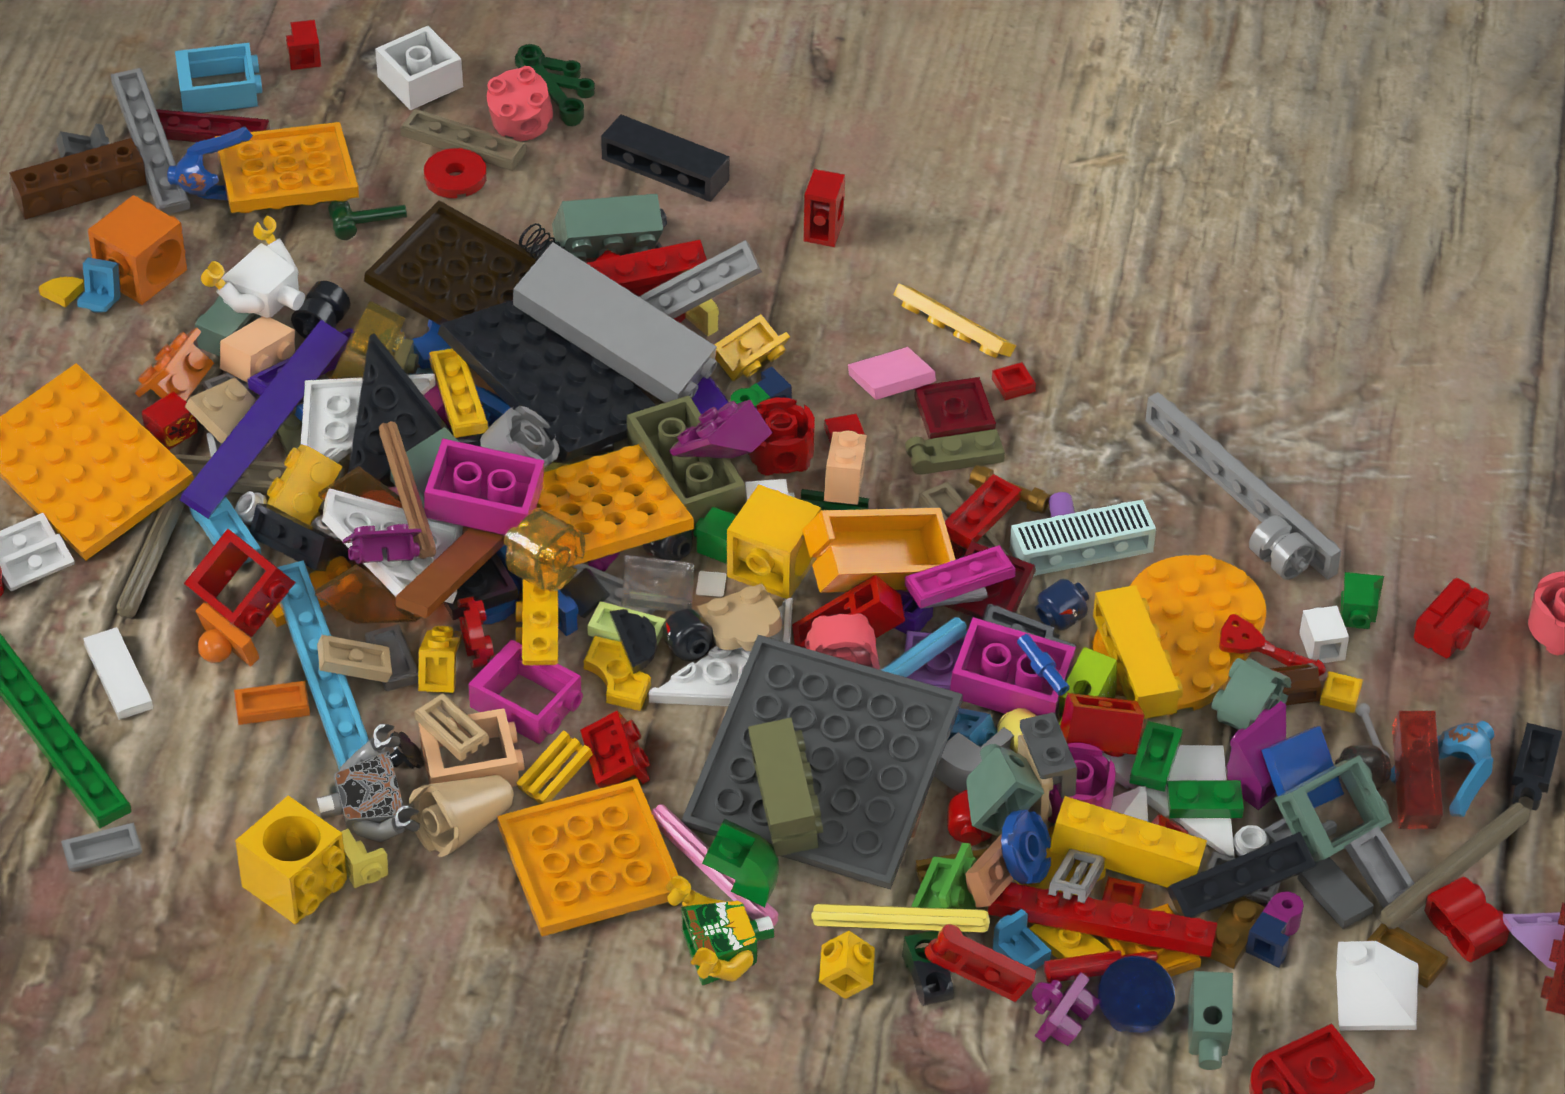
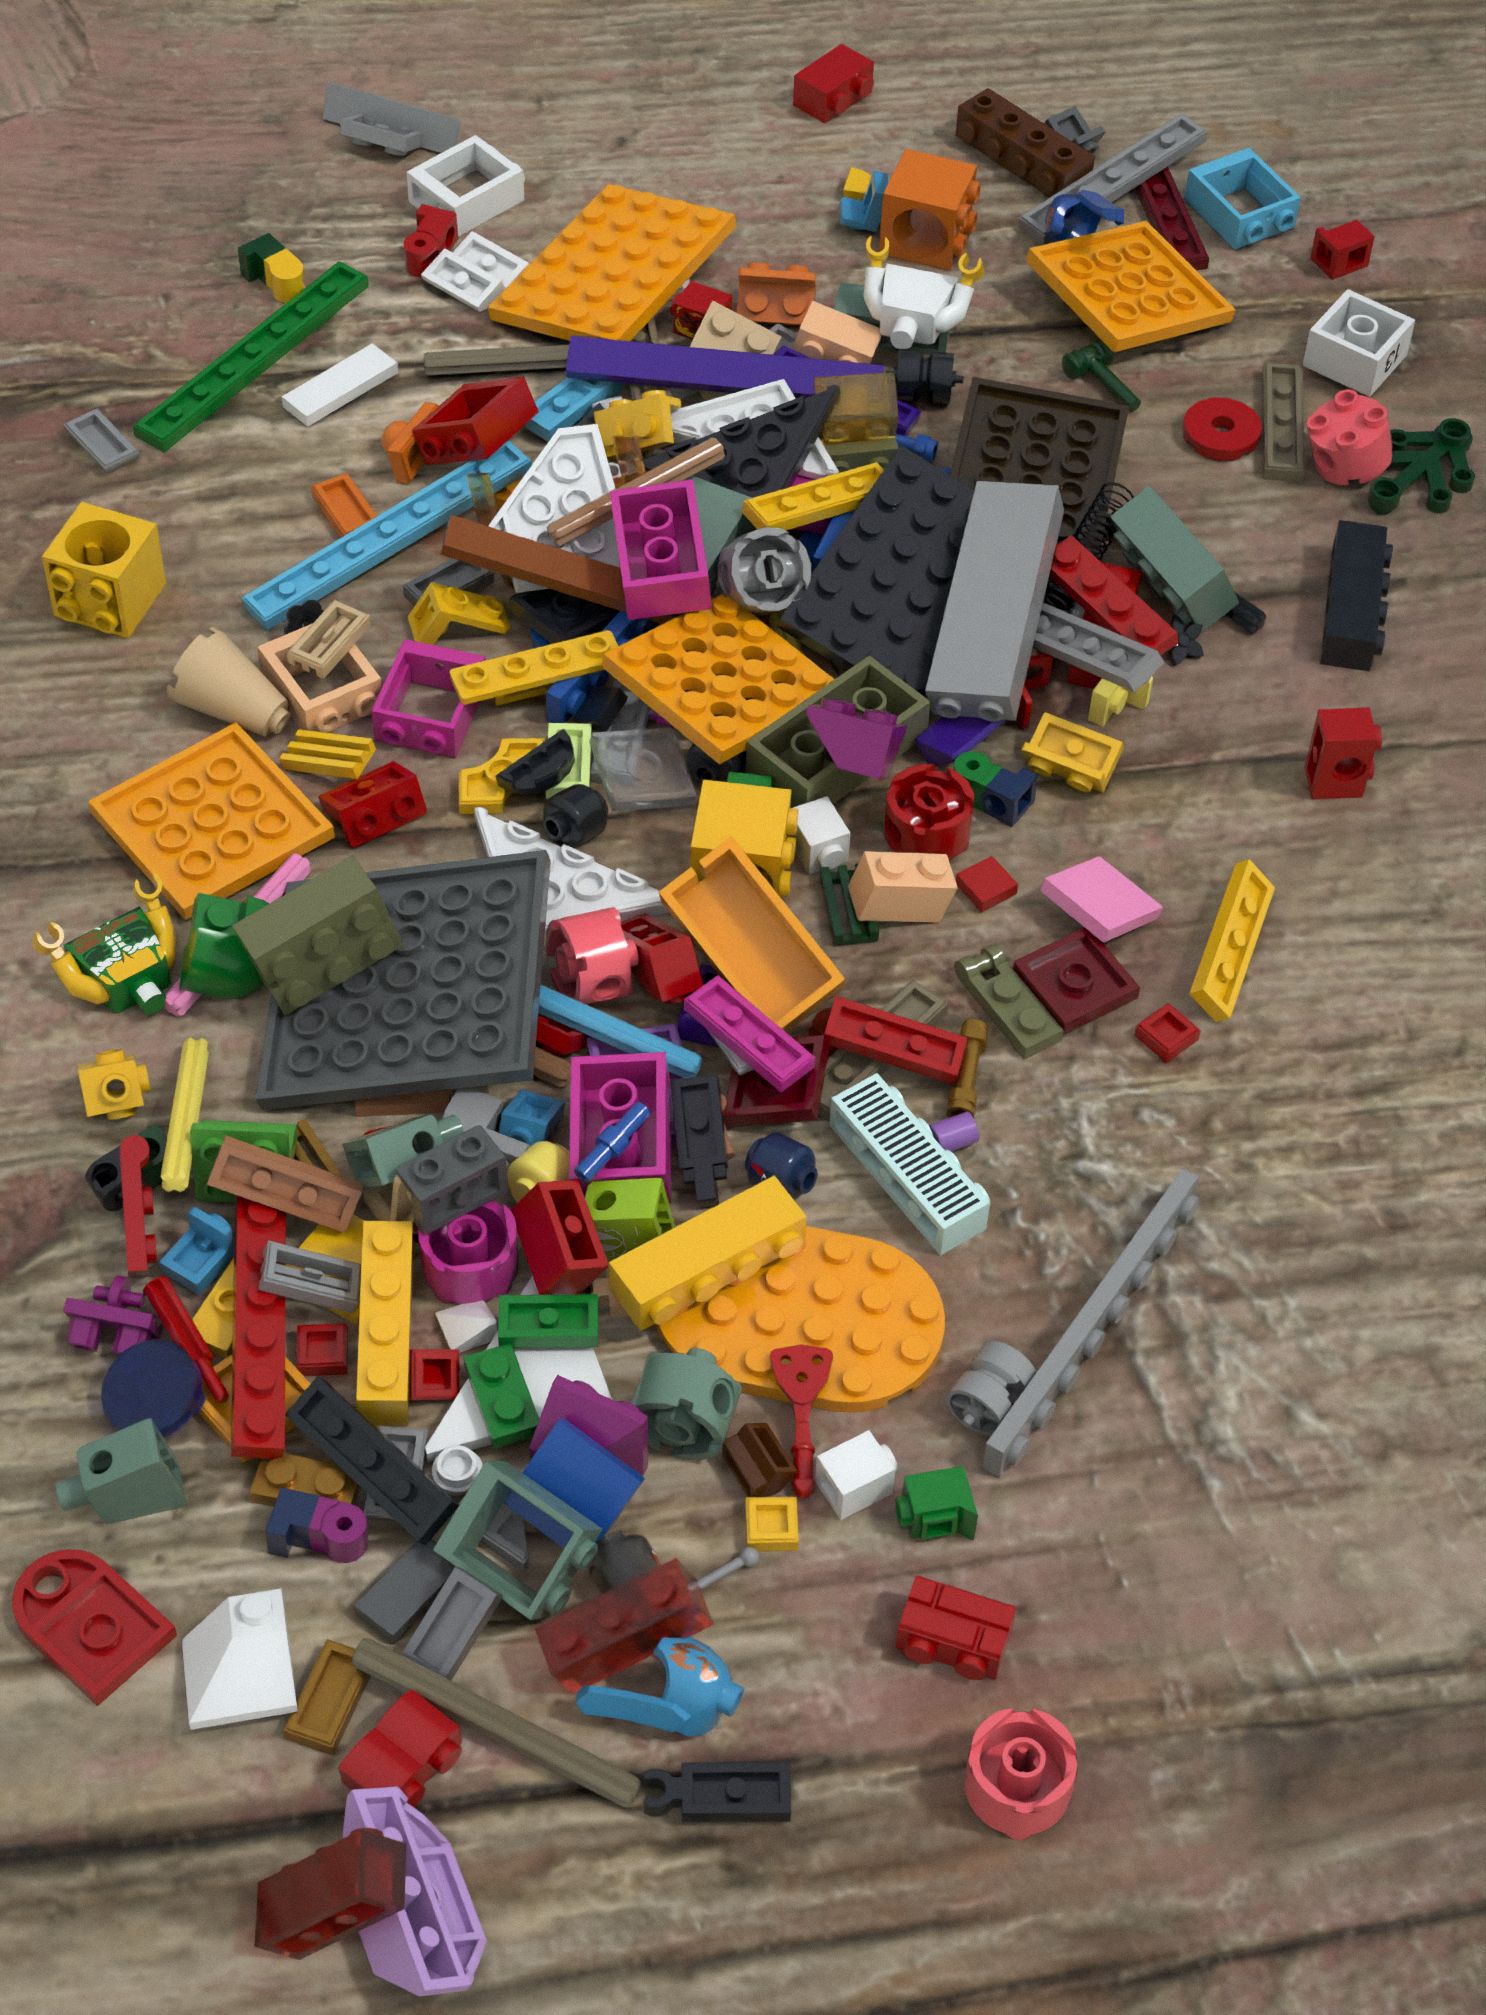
camera: 70 degrees right, 5 degrees up
(354, 658) = (405, 539): tan plate -> none
(360, 865) = (138, 627): light yellow bracket -> none
(369, 544) = (519, 474): magenta hinge -> none
(370, 792) = (226, 601): torso -> none
(472, 631) = (503, 620): red plate -> none
(544, 550) = (585, 622): clear yellow brick -> none
(711, 584) = (678, 825): white sticker -> none
(742, 617) = (619, 858): tan plate -> none
(1025, 845) = (324, 1179): blue tile -> none

